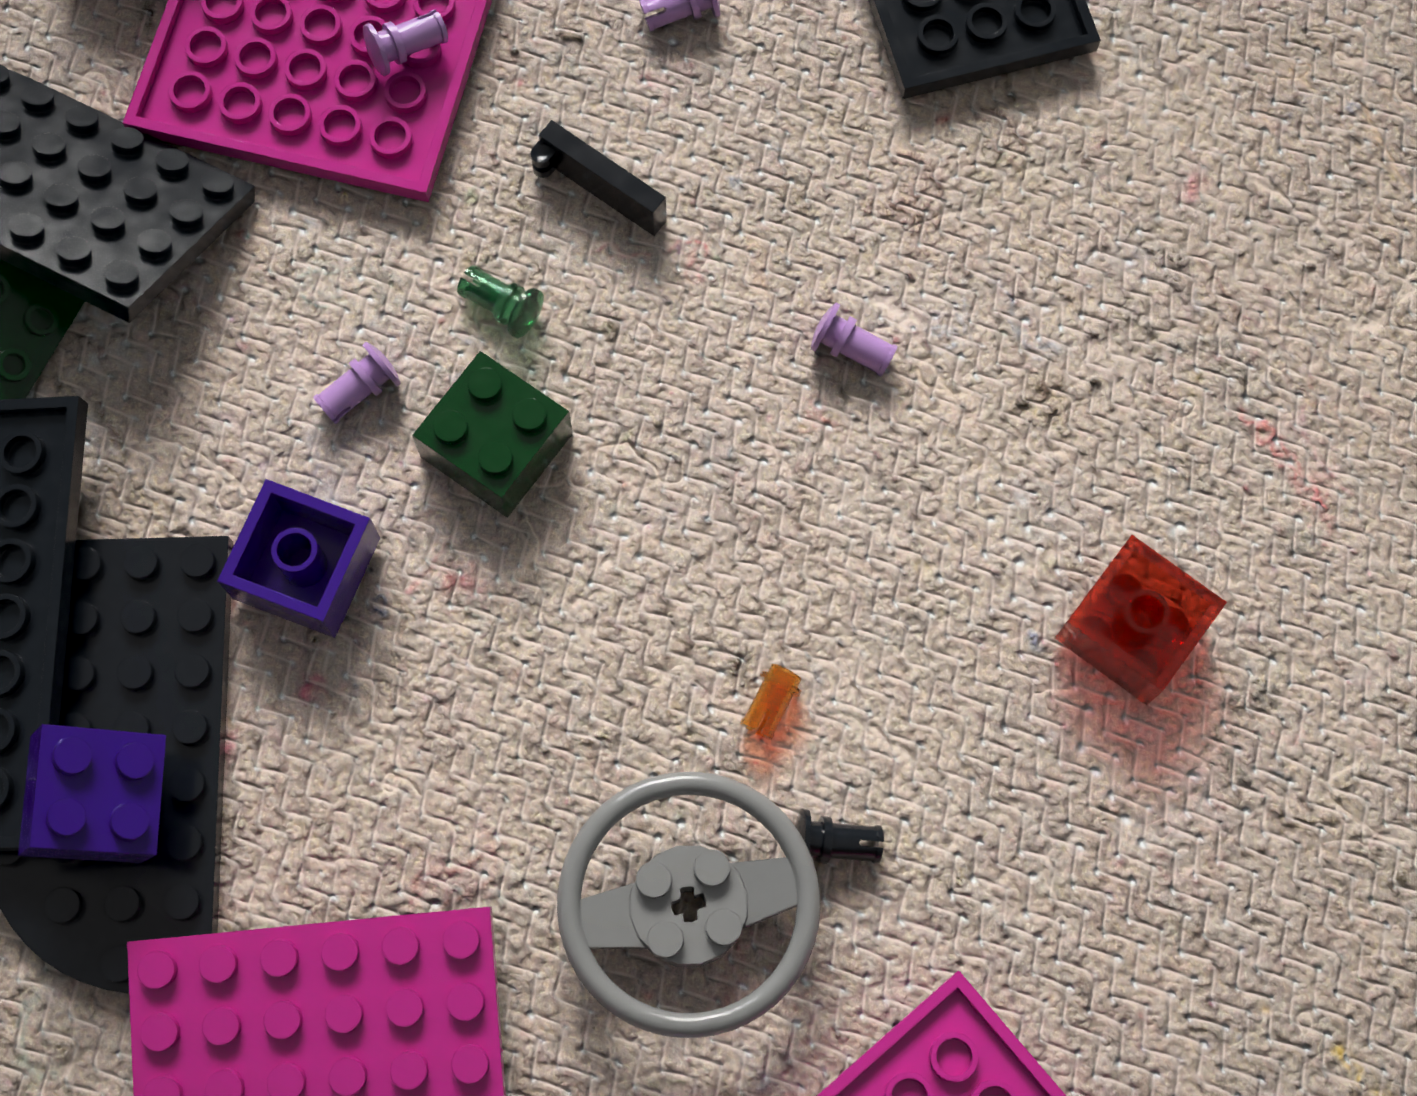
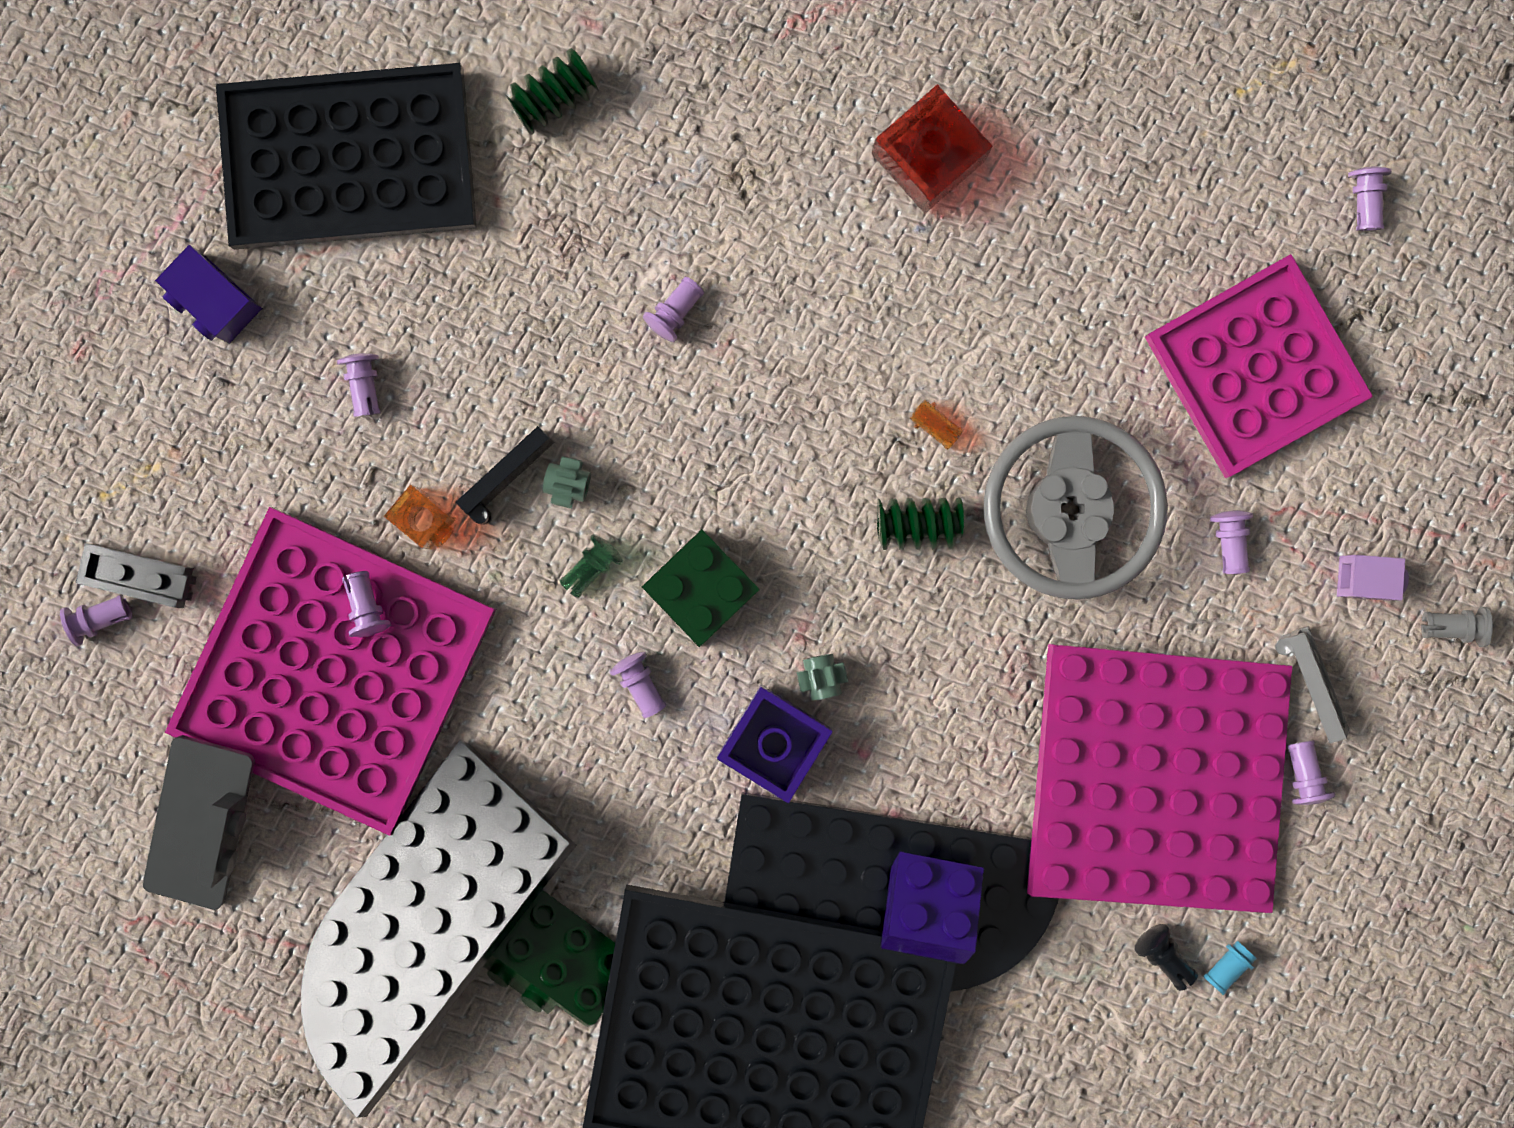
camera: 75 degrees left, 15 degrees up
(399, 608) = (822, 677): none -> sand green gear
(533, 74) = (407, 507): none -> clear orange brick
(602, 249) = (566, 482): none -> sand green gear
(626, 698) = (920, 523): none -> dark green piece
(838, 840) = (1042, 401): black pin -> none
(1090, 147) = (551, 90): none -> dark green piece

